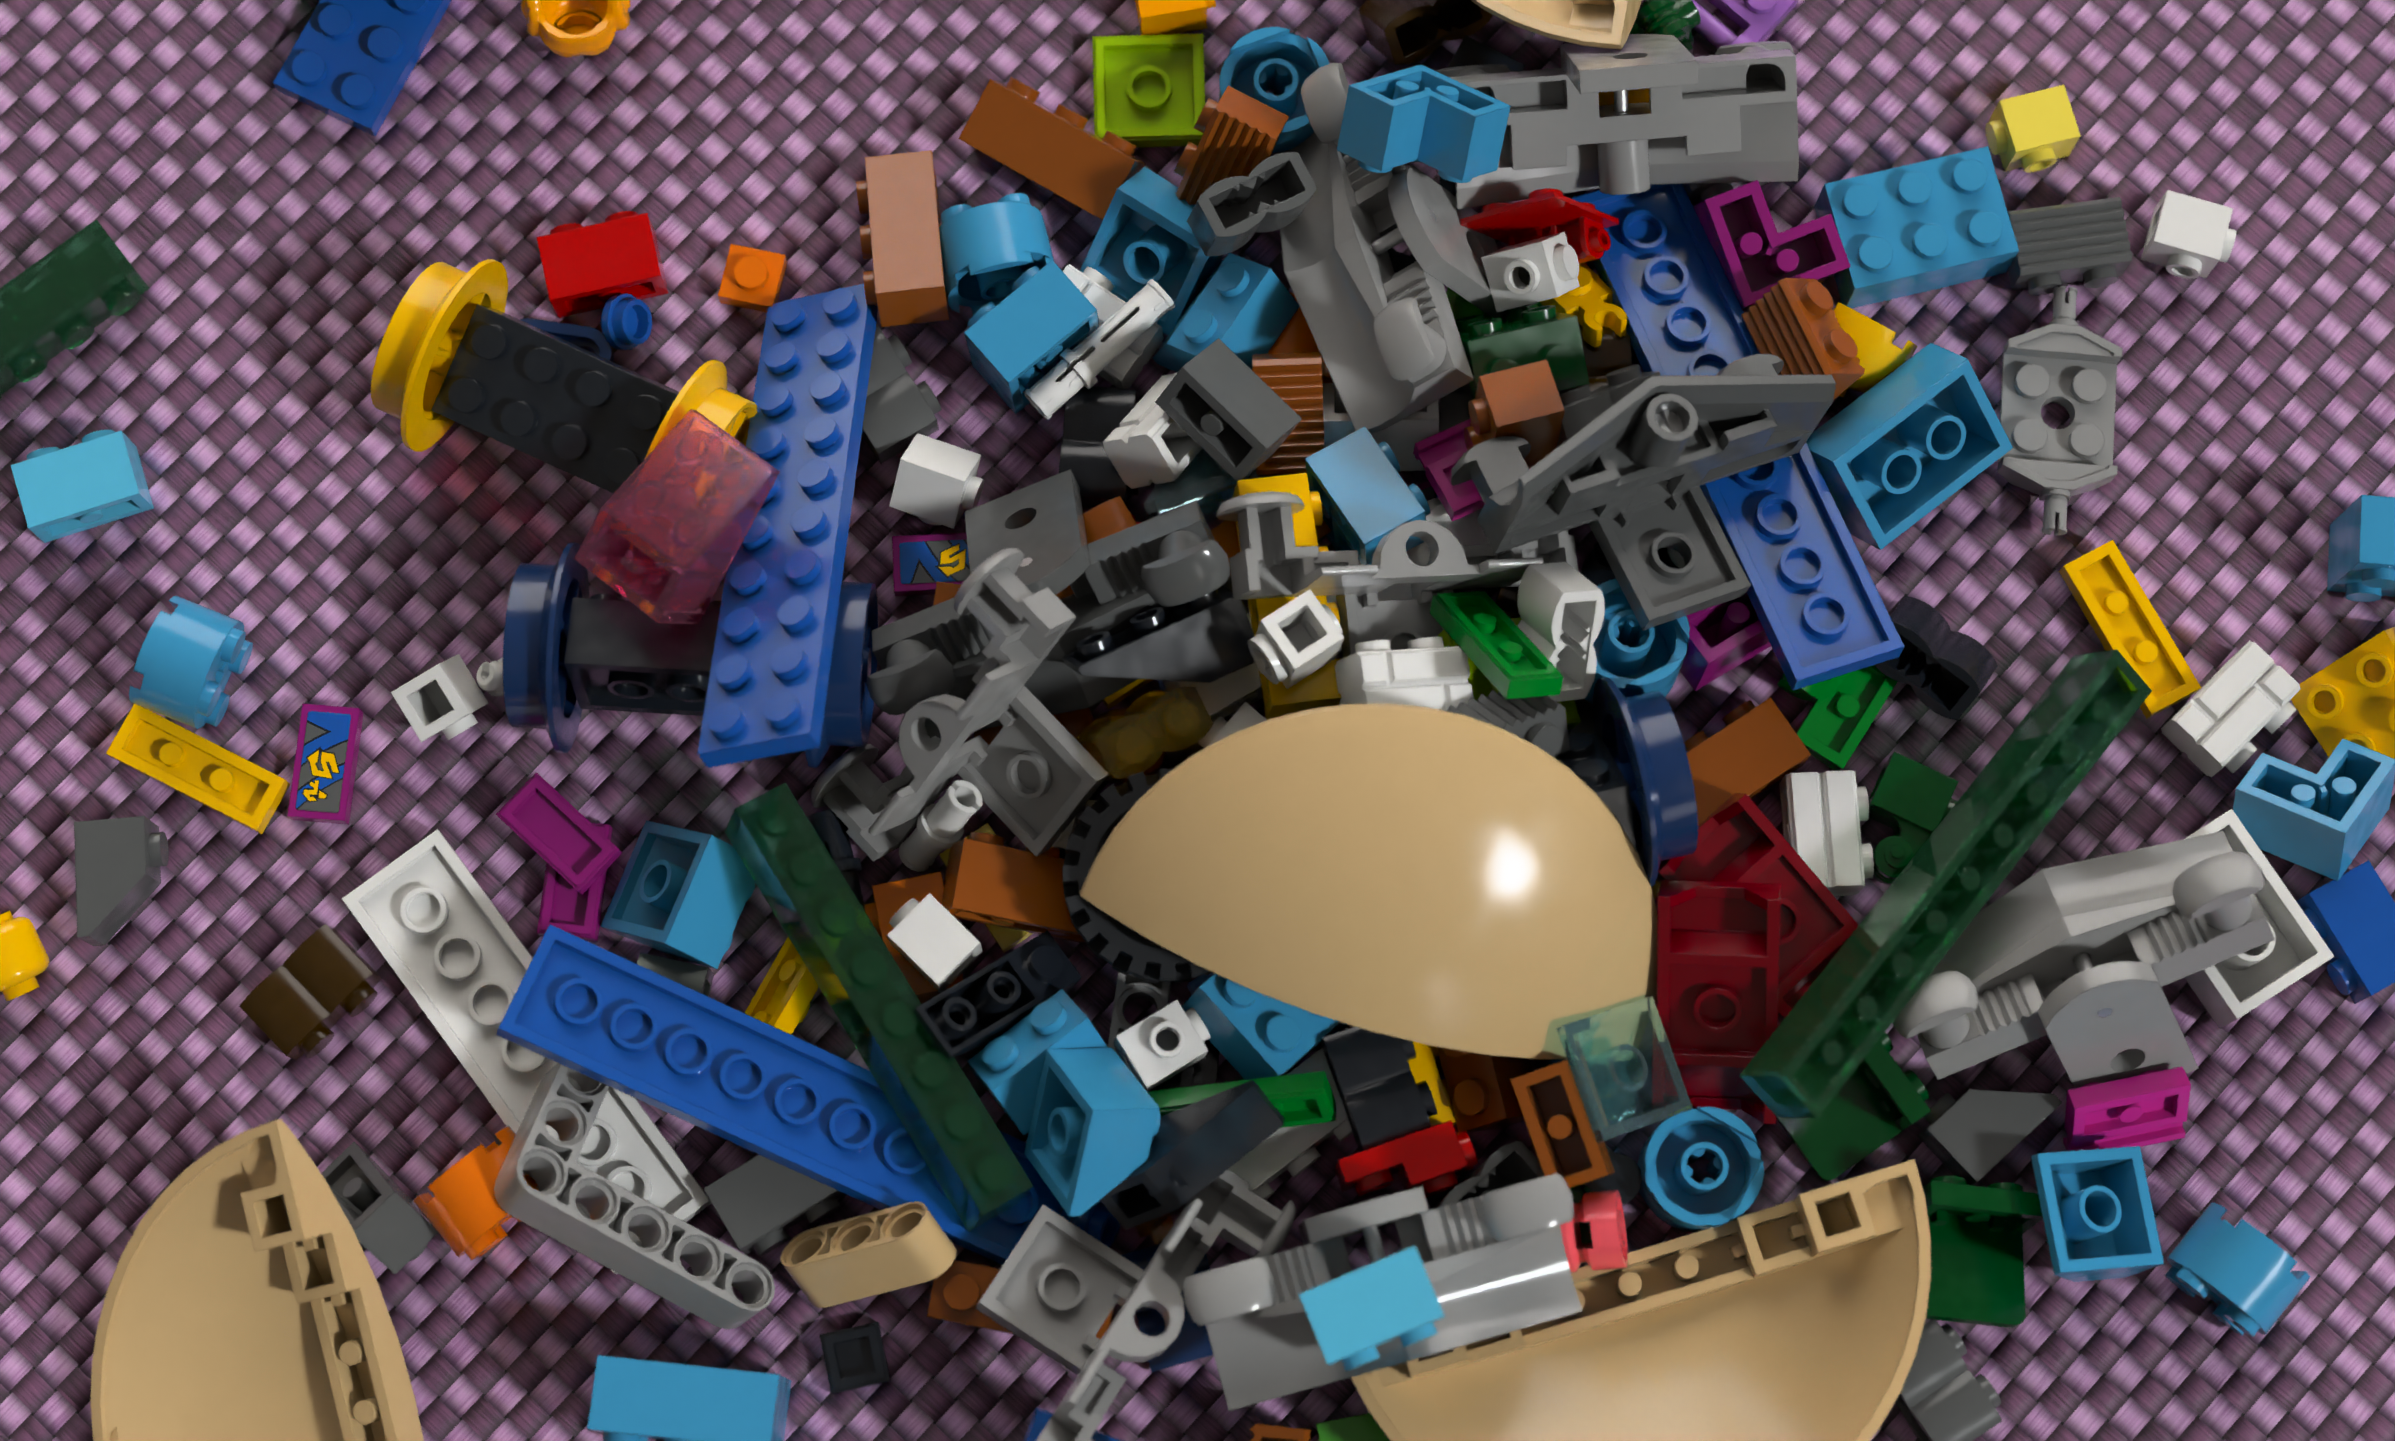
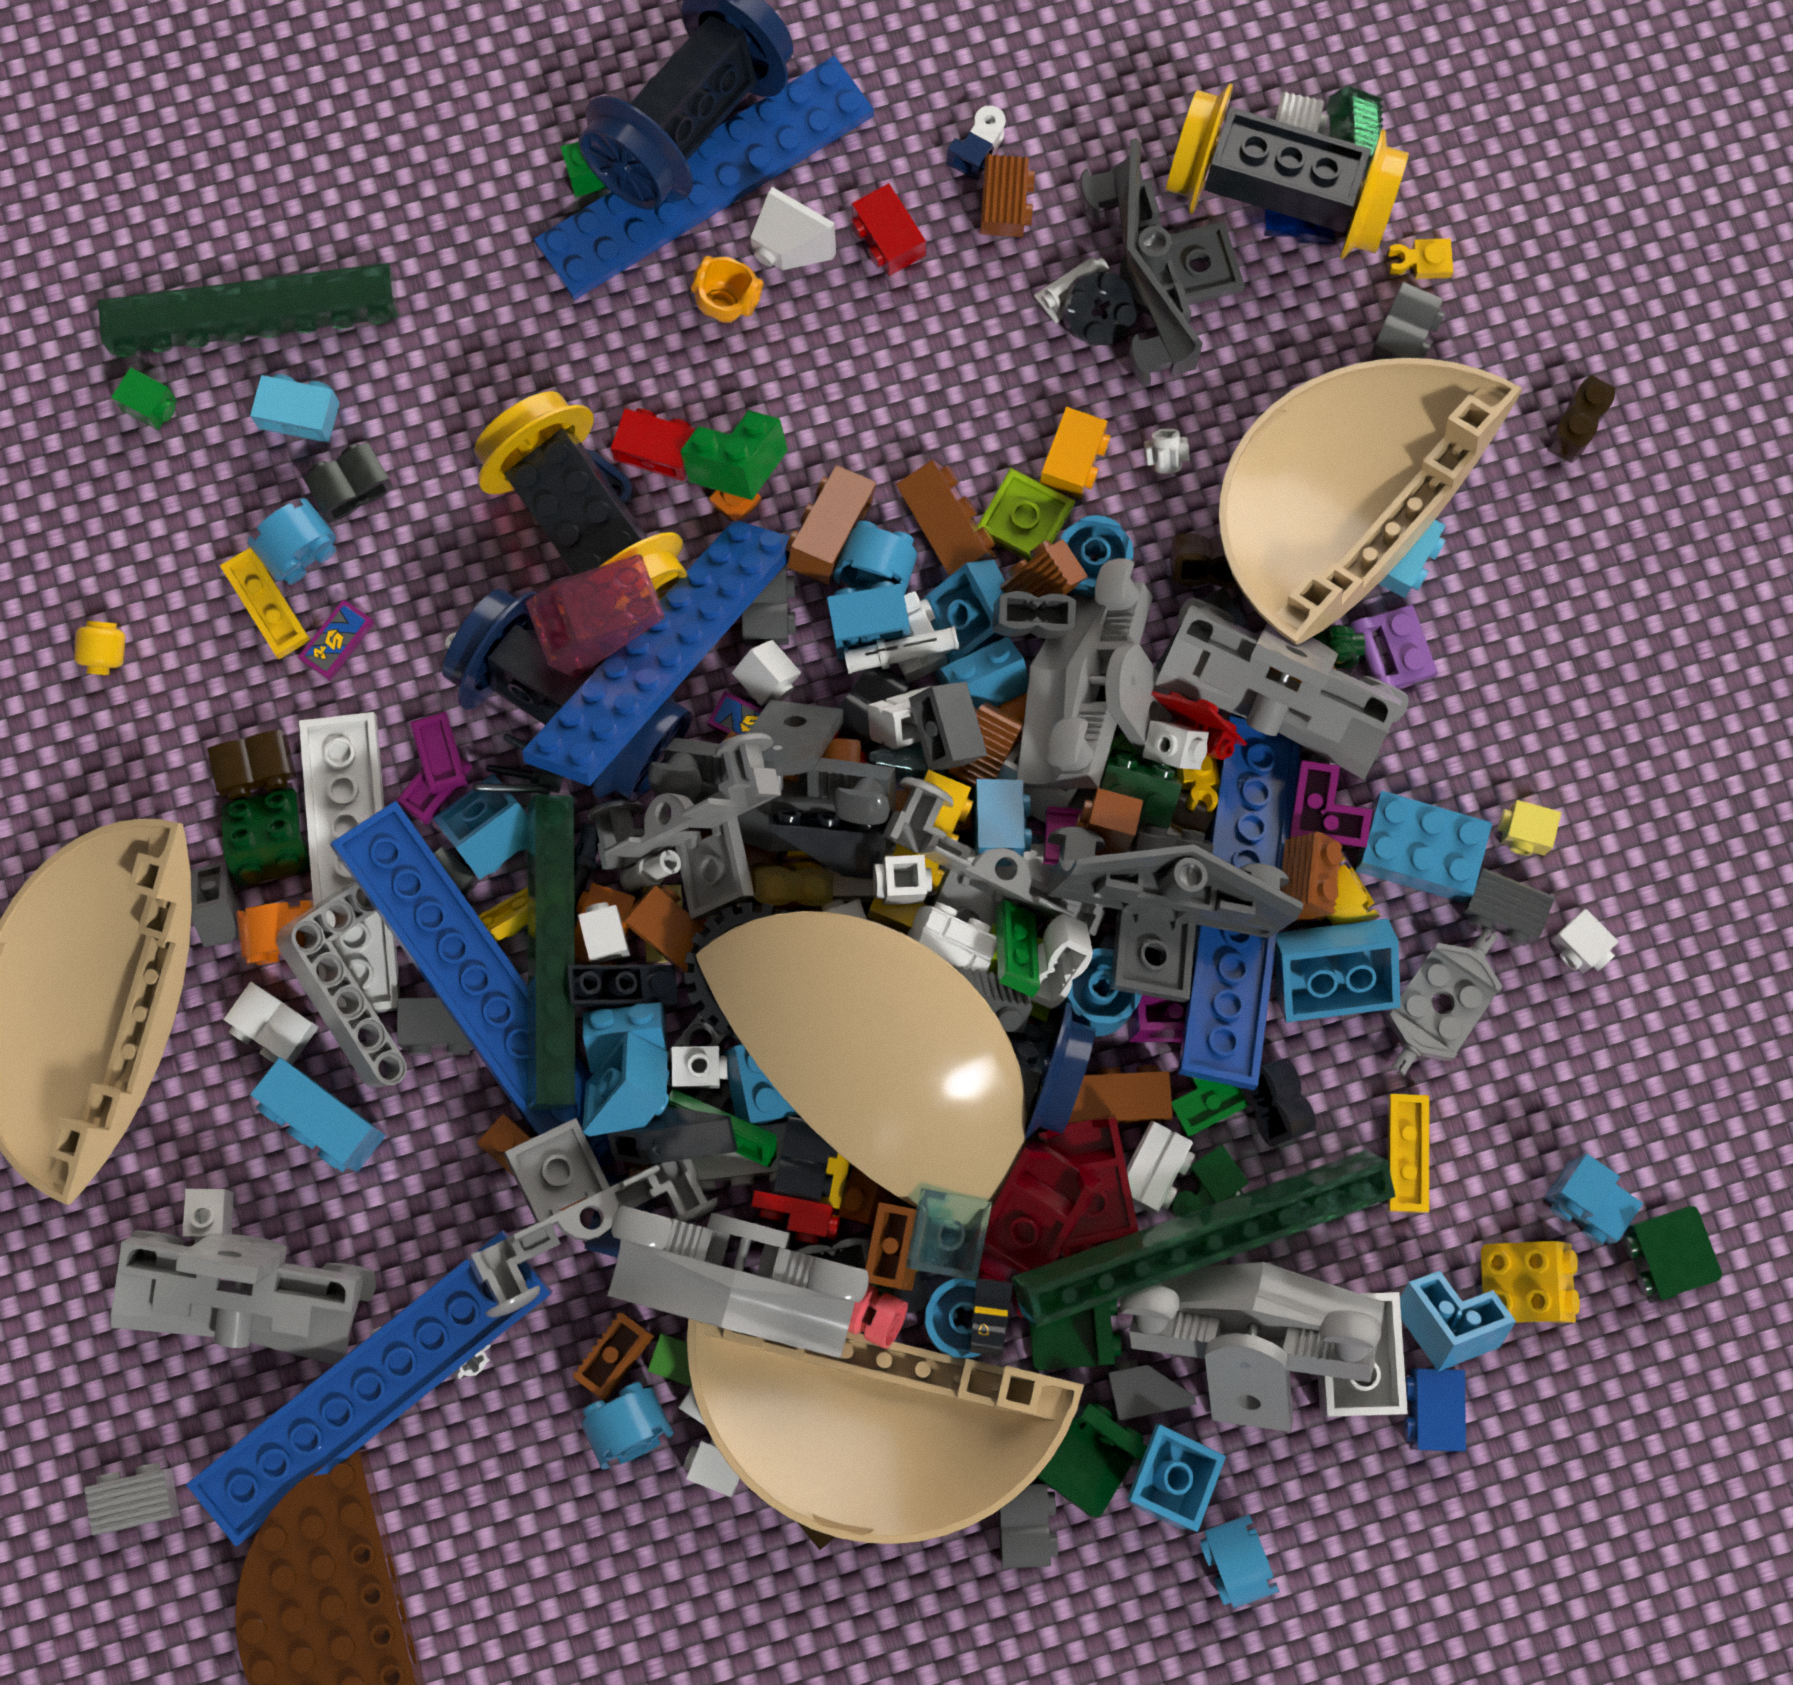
camera: 30 degrees right, 0 degrees up
(115, 872) = (185, 635): dark grey slope -> none
(214, 544) = (347, 482): none -> pearl dark grey brick
(387, 1081) = (263, 837): none -> dark green bracket
(441, 700) = (418, 640): white brick -> none
(547, 1323) = (269, 1023): none -> white brick
(625, 321) = (648, 484): blue plate -> none
(722, 784) = (543, 780): none -> black plant
(729, 225) = (736, 461): none -> green brick
(855, 1358) = (428, 1143): black tile -> none
(868, 1254) = (465, 1089): tan beam -> none
(1372, 1308) = (715, 1284): medium azure brick -> none
(1423, 120) = (1158, 620): dark azure brick -> none
(1739, 1142) = (990, 1316): none -> black leg
(2128, 1111) = (1233, 1432): dark pink plate -> none
(2232, 709) = (1440, 1235): white brick -> none

